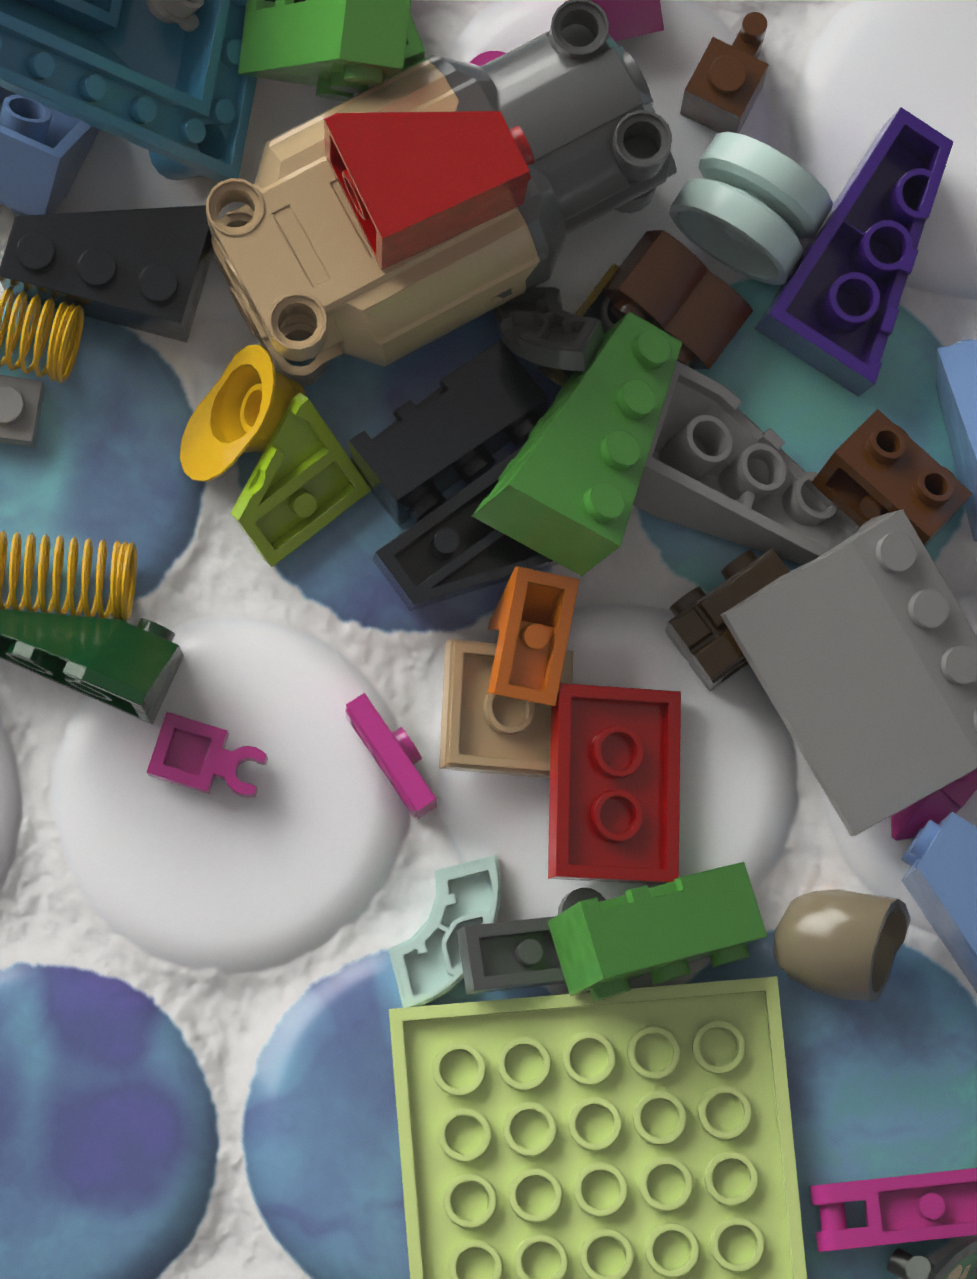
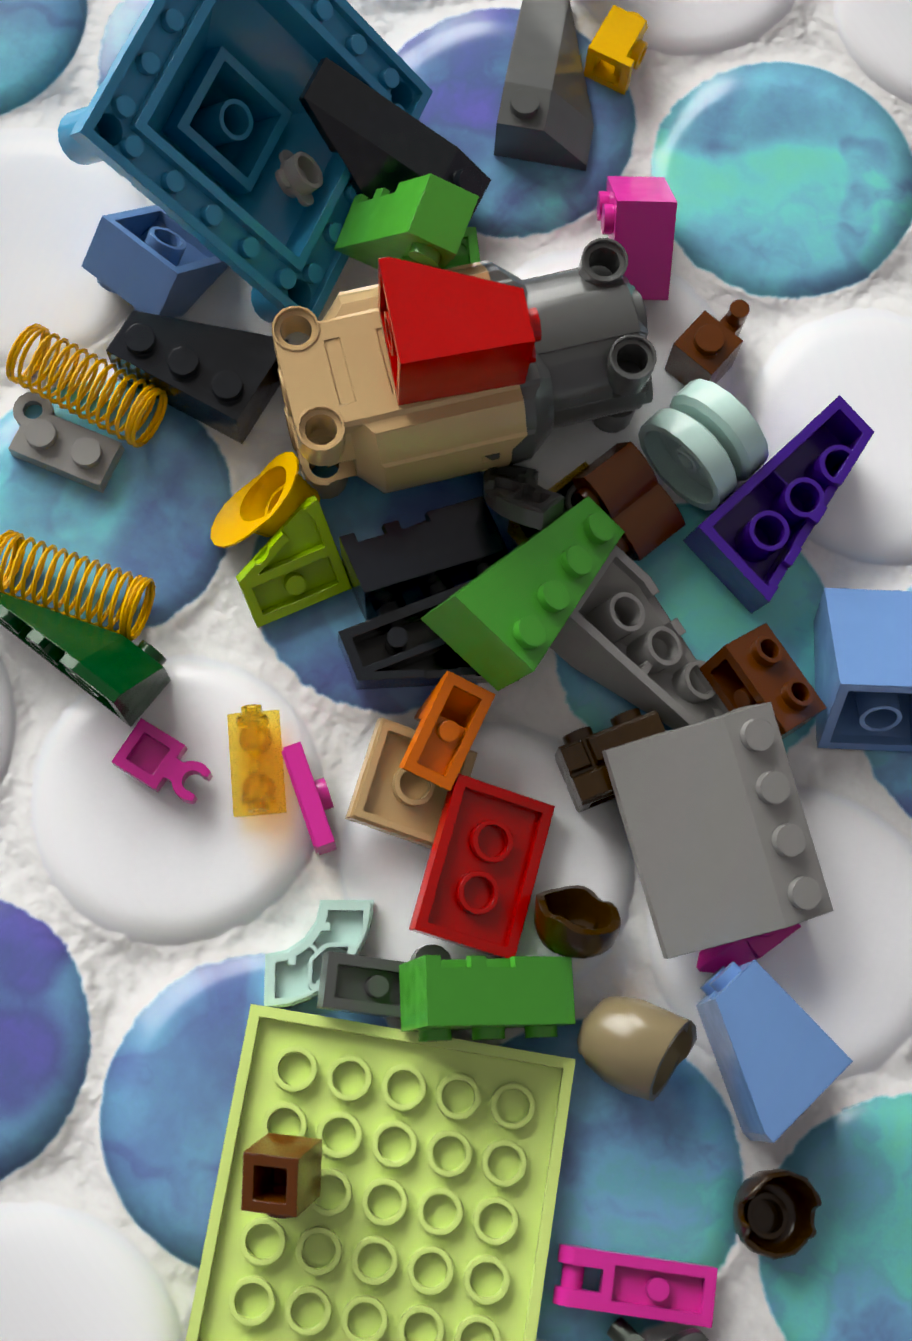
camera: 10 degrees right, 5 degrees down
(315, 728) = (256, 762): none -> clear yellow hinge
(480, 1186) = (281, 1175): none -> reddish brown brick
(738, 820) = (575, 922): none -> dark brown helmet

